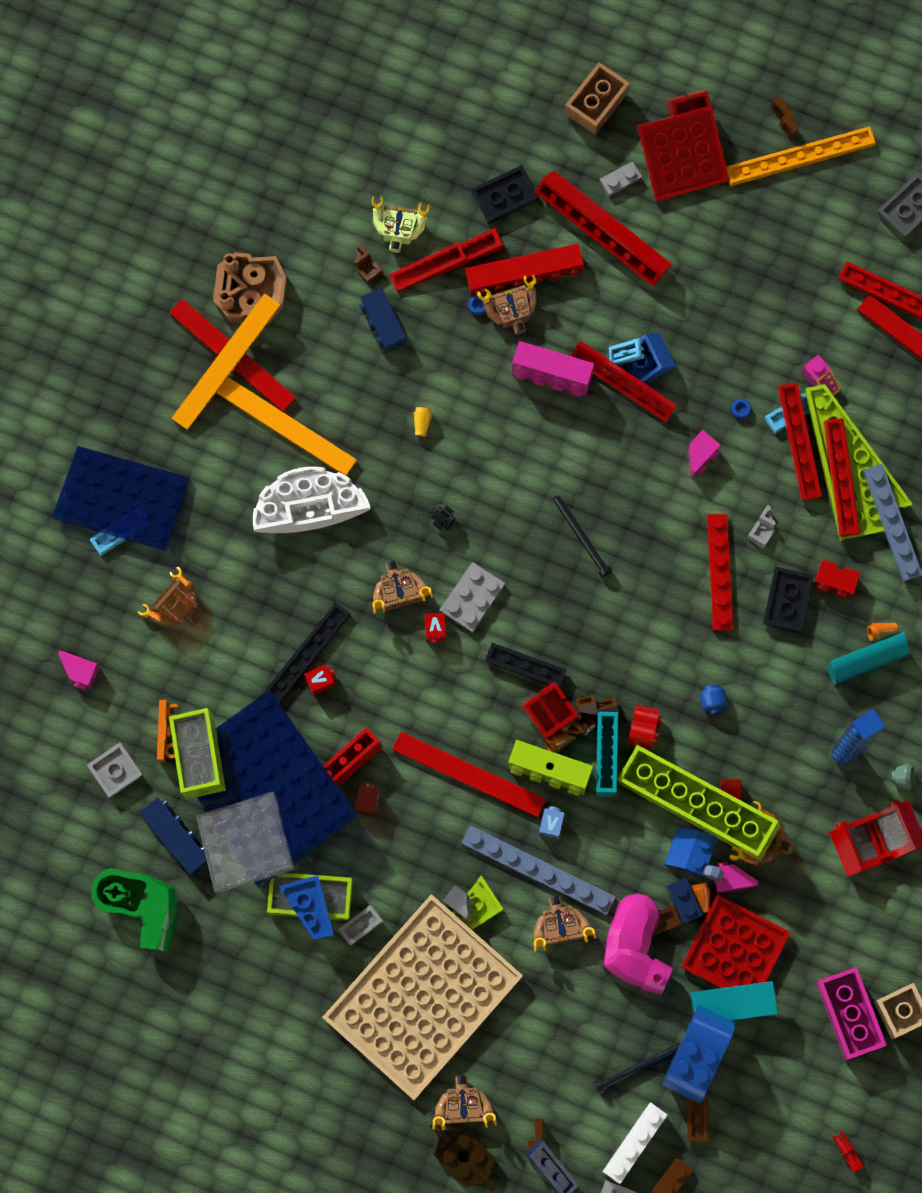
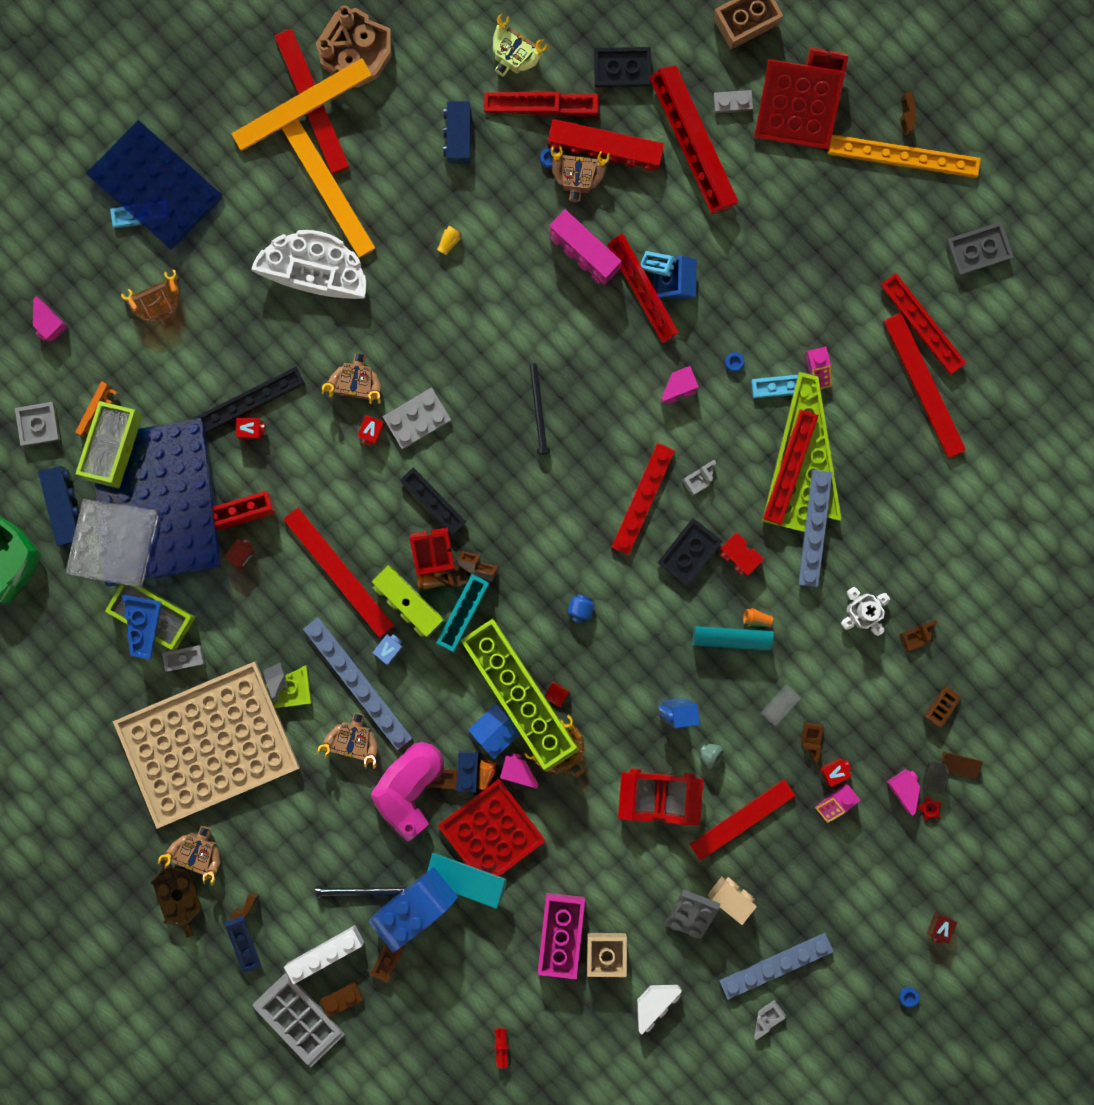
camera: 25 degrees right, 10 degrees up
(366, 266) = (468, 75): reddish brown slope -> none
(443, 518) = (425, 336): black gear -> none
(644, 726) = (507, 604): red brick -> none
(713, 872) = (502, 761): sand blue tile -> none
(799, 441) = (770, 416): red plate -> none

